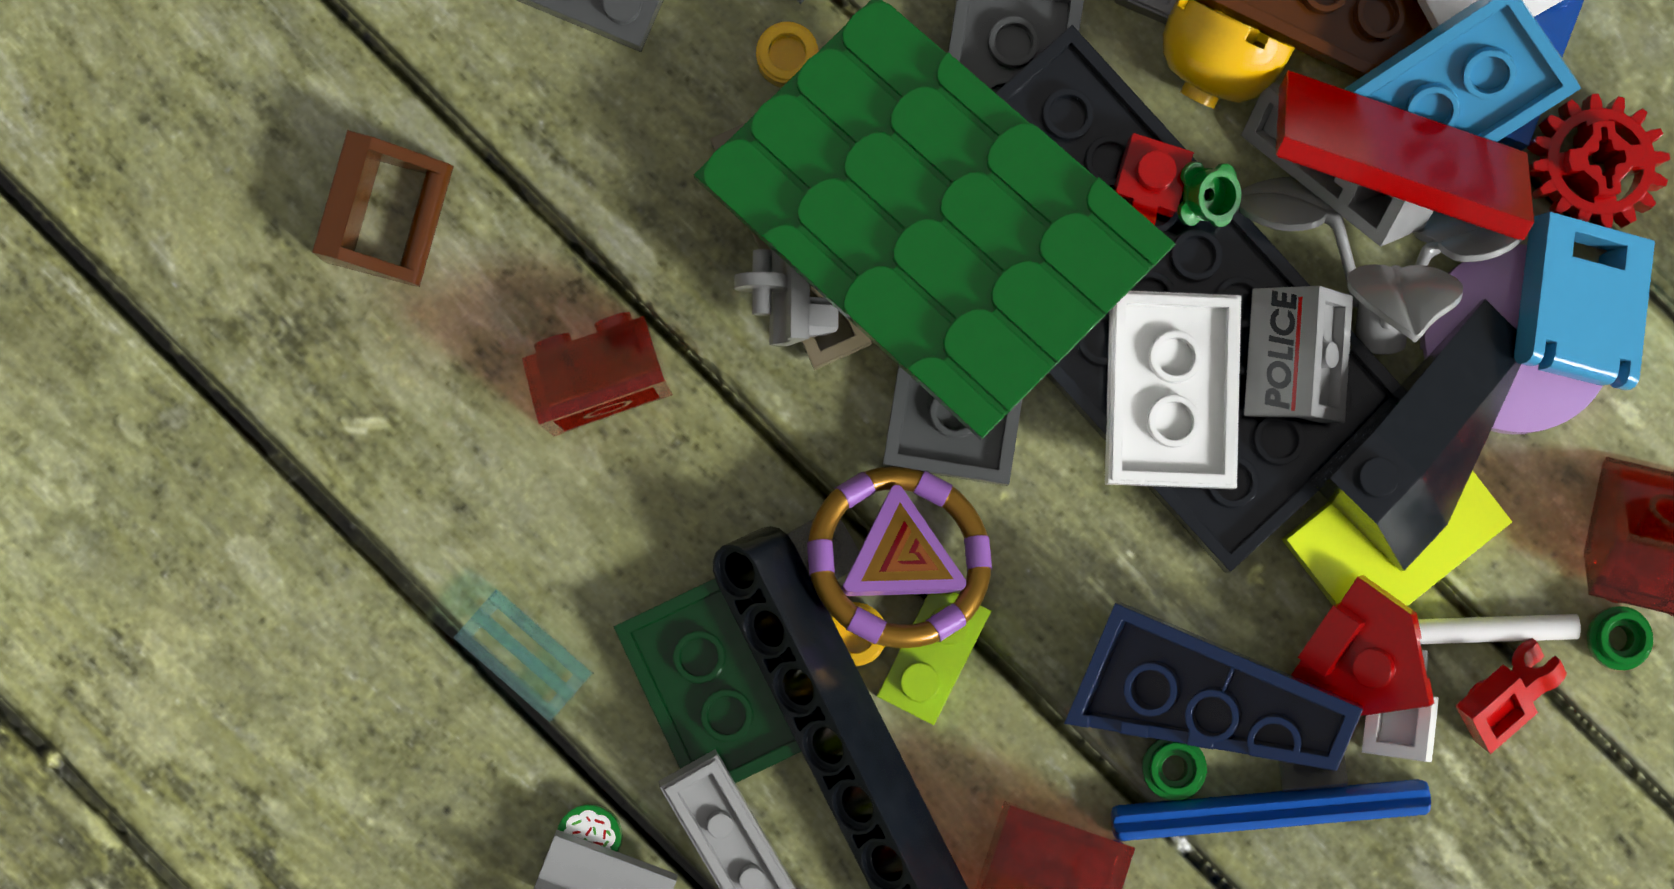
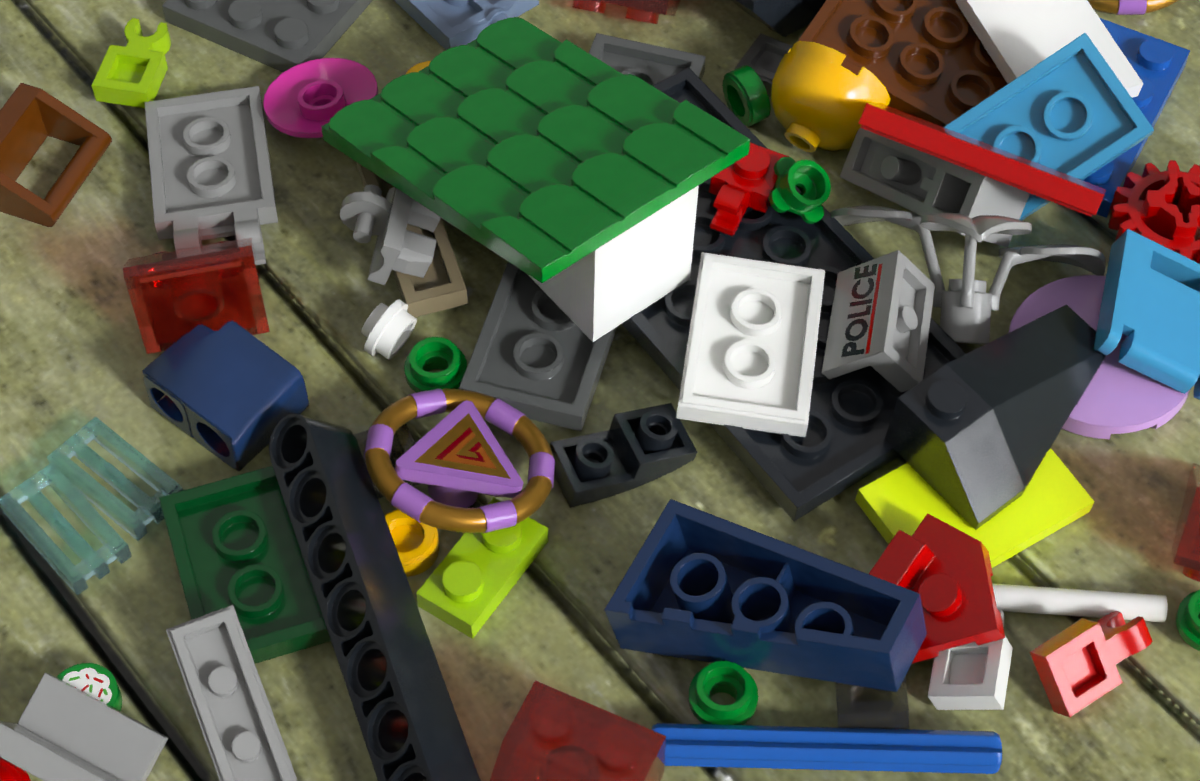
camera: 10 degrees right, 30 degrees down
(456, 76) = (136, 71): none -> lime plate
(571, 201) = (210, 168): none -> light grey tile
(604, 623) = (148, 507): none -> clear light blue tile
(651, 494) = (225, 390): none -> dark blue piece
(667, 71) = (314, 92): none -> dark pink dish
(799, 395) = (388, 329): none -> white plate
(852, 412) = (430, 355): none -> green plate
(1050, 513) = (628, 455): none -> black slope
(1134, 41) = (746, 95): none -> green tile

